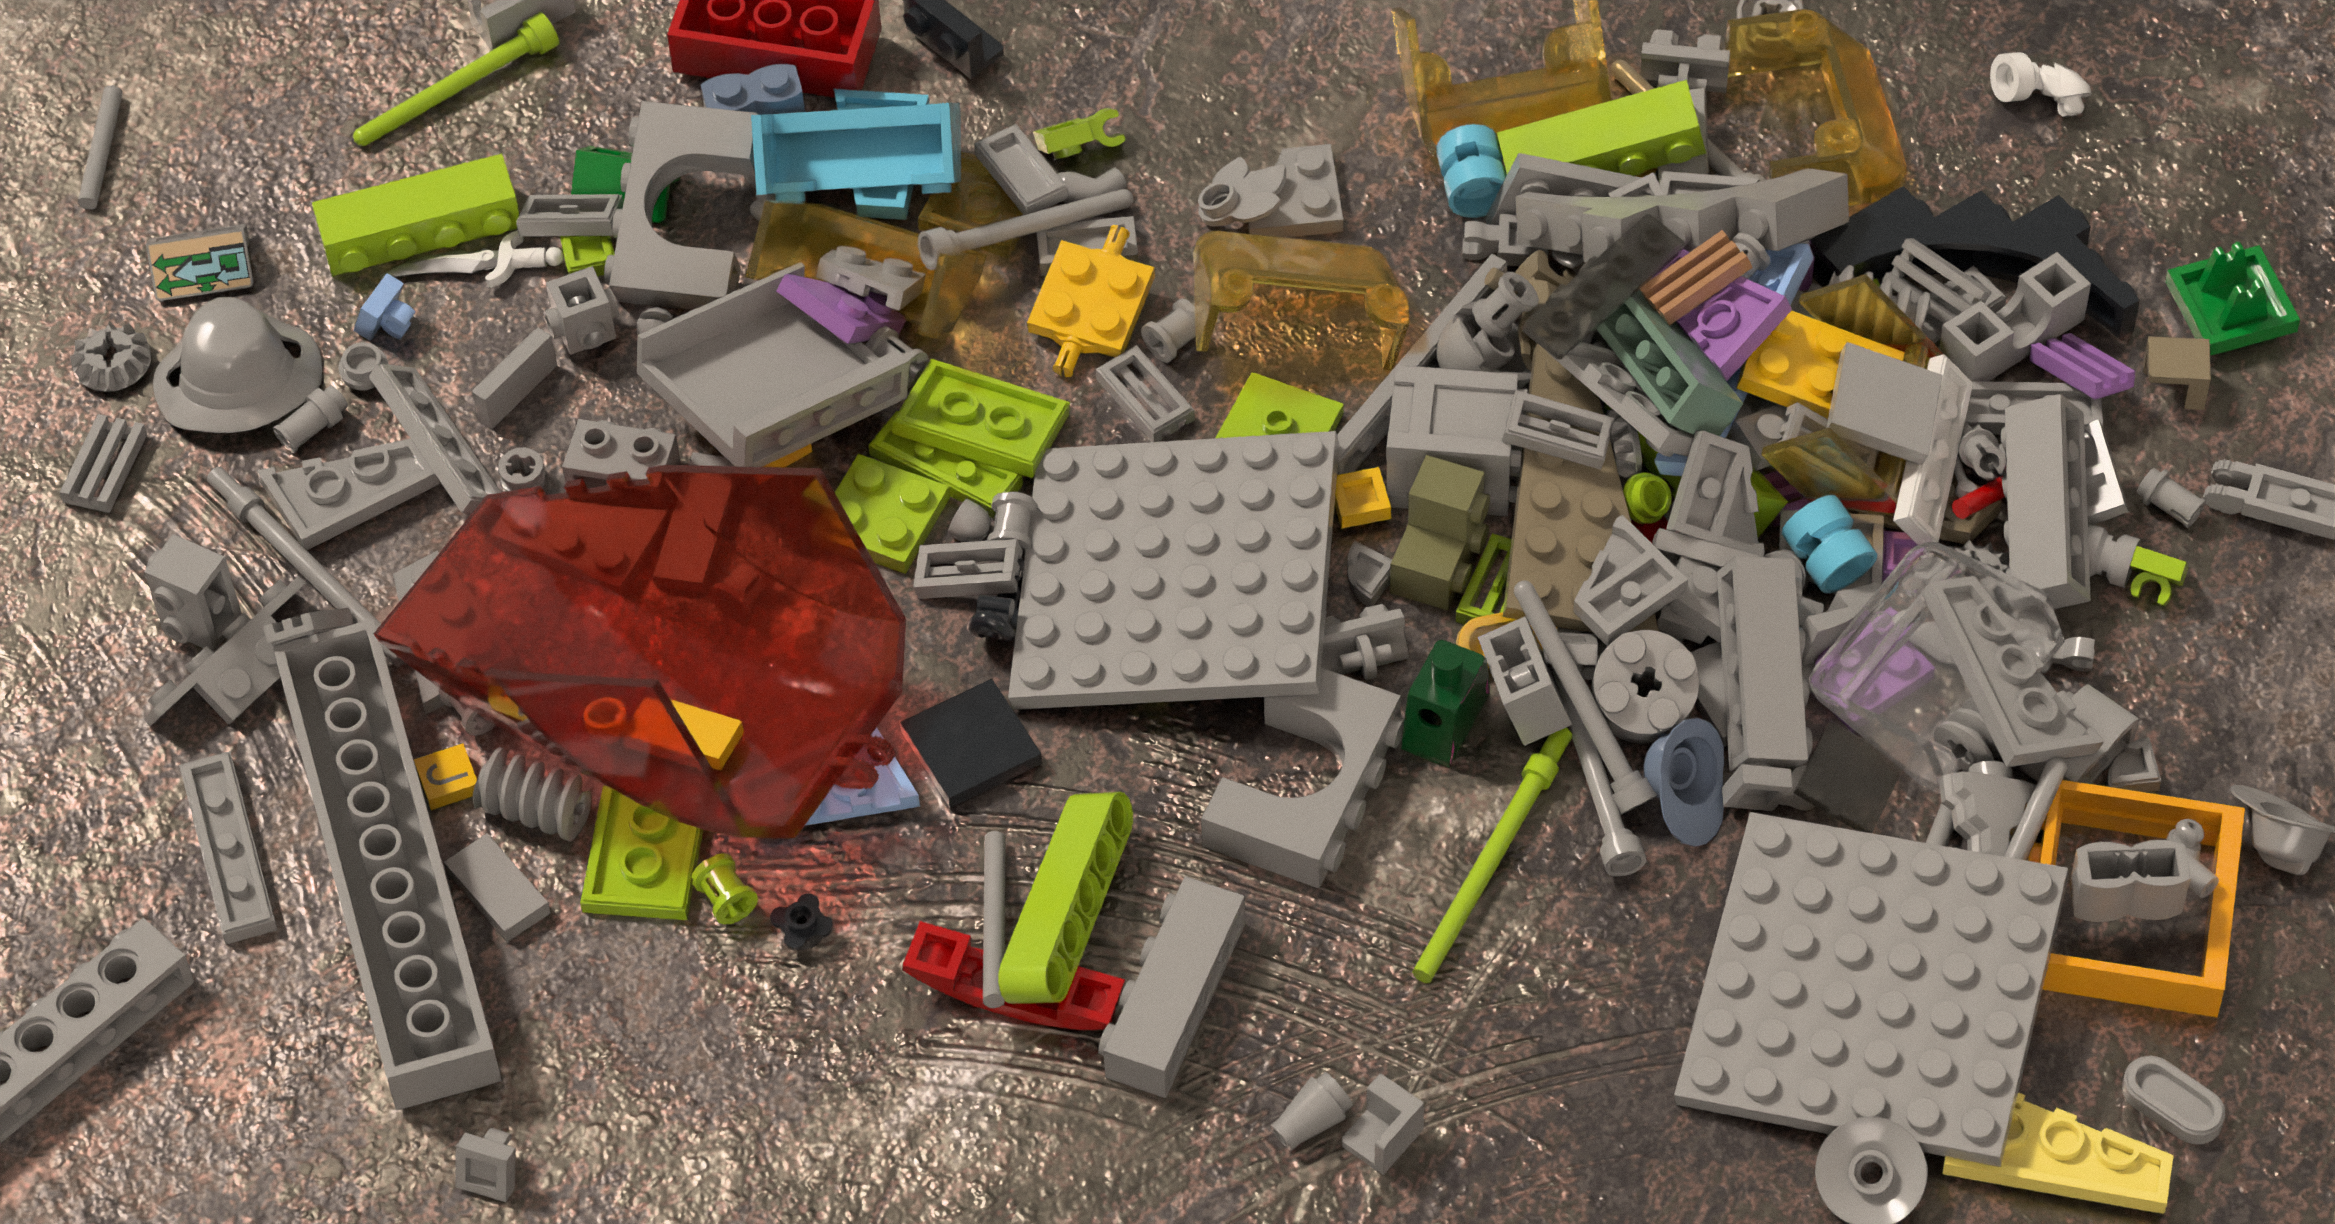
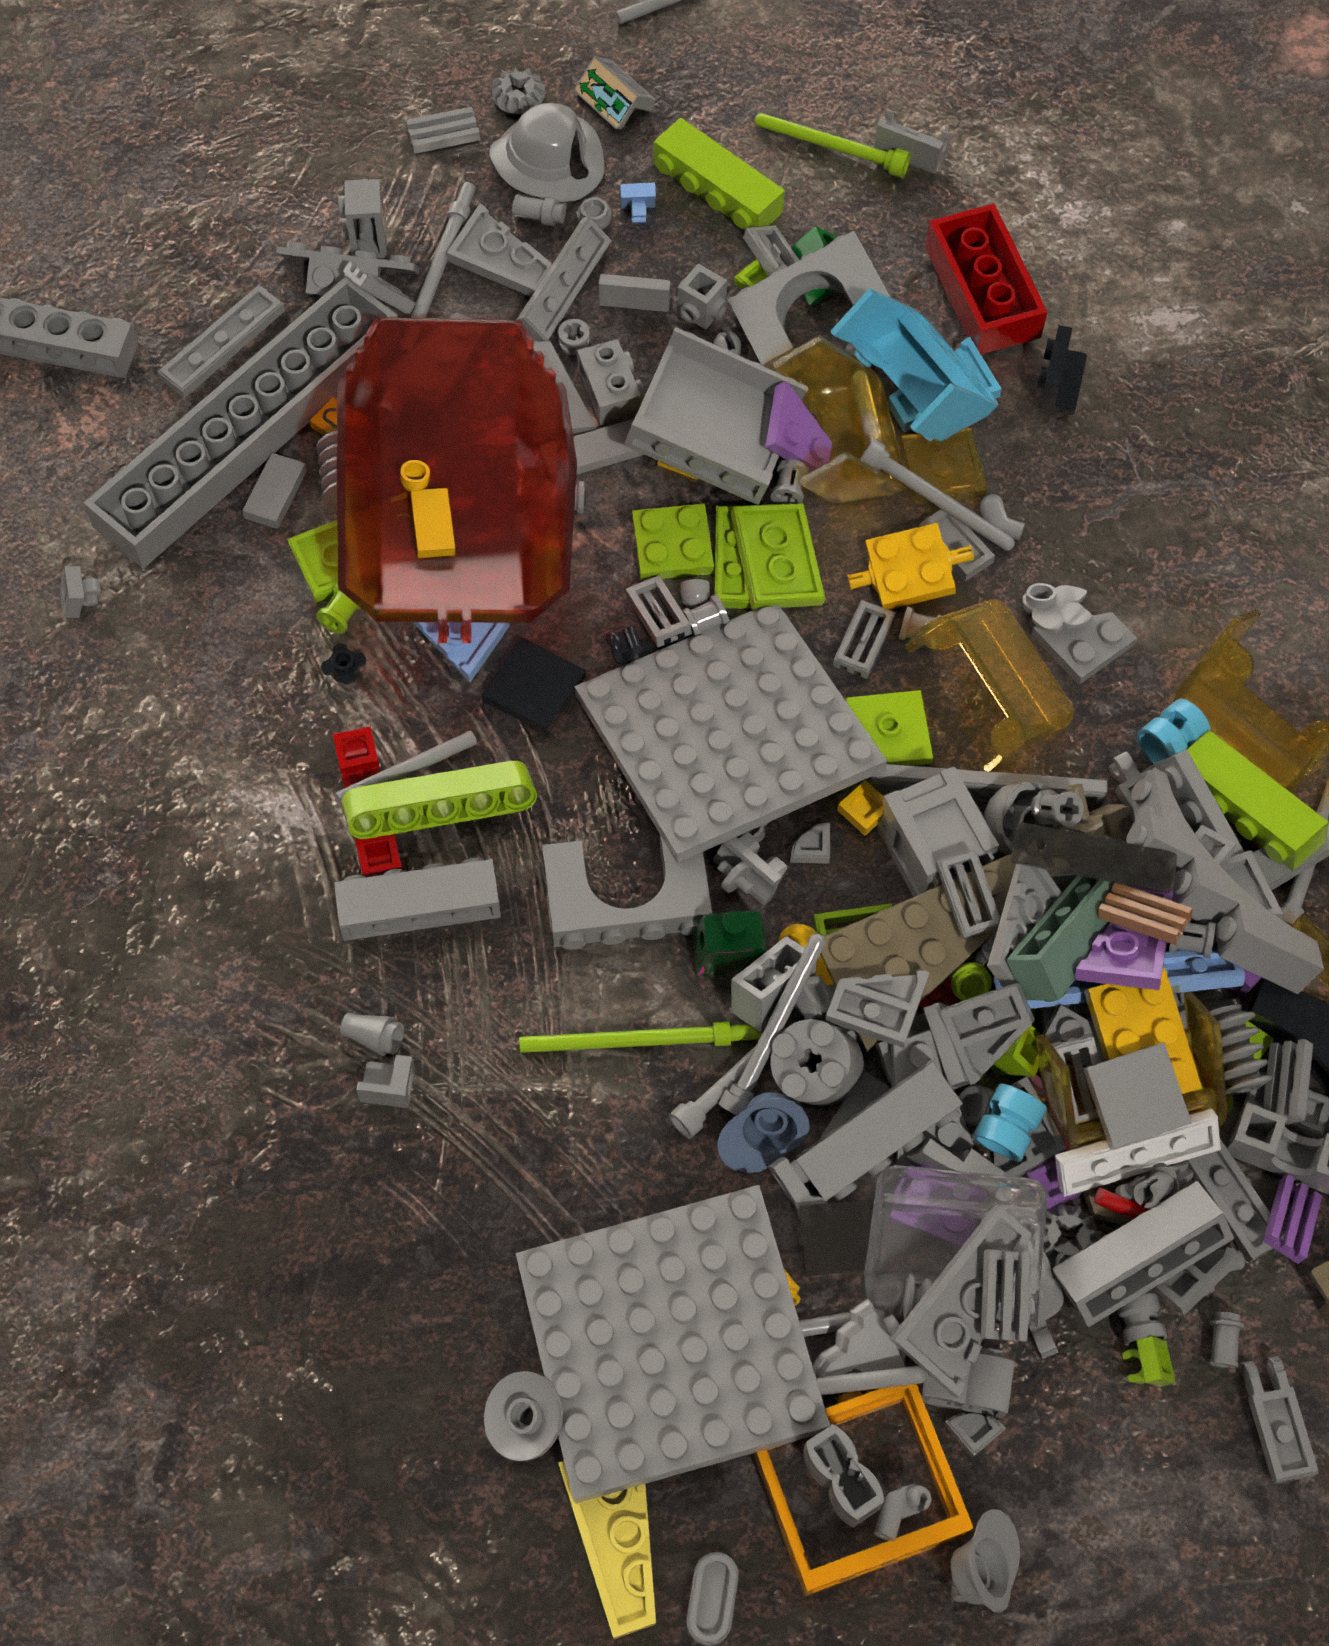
camera: 55 degrees right, 10 degrees up
(503, 260) = (708, 223): piece -> none
(764, 91) = (934, 300): sand blue brick -> none
(851, 270) = (831, 431): light grey wing -> none
(1021, 170) = (978, 471): light grey tile -> none
(1066, 137) = (1029, 484): lime plate -> none
(1441, 533) = (860, 872): olive brick -> none
(2030, 628) = (1021, 1304): none -> light grey tile

